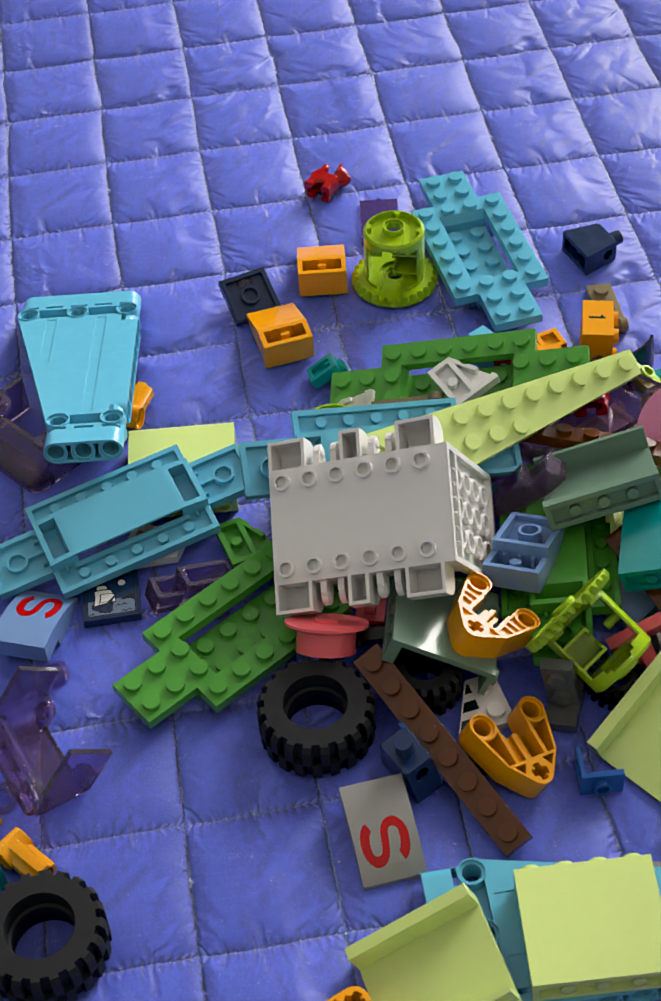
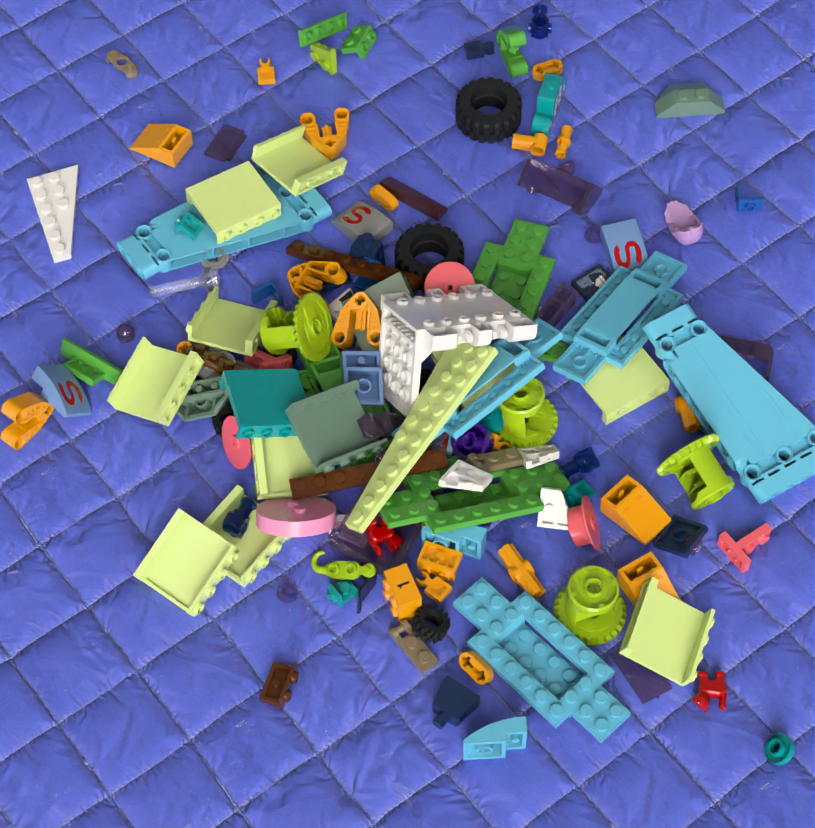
camera: 150 degrees right, 10 degrees up
(184, 328) = (699, 472): none -> lime piece
(187, 271) = (738, 551): none -> coral bracket
(271, 851) = (414, 198): none -> slope
(301, 125) = (779, 749): none -> teal plate
(307, 394) = (582, 462): none -> clear blue connector
(320, 865) = (383, 197): none -> light orange beam
(329, 220) = (666, 634): none -> yellowish green panel
(349, 327) = (584, 524): none -> coral piece
(366, 359) = (554, 510): none -> white wing
(444, 320) = (521, 571): none -> light orange piece
(550, 265) = (476, 667): none -> light orange beam
(568, 197) = (495, 739): none -> medium azure slope
(569, 303) = (424, 630): none -> black tyre

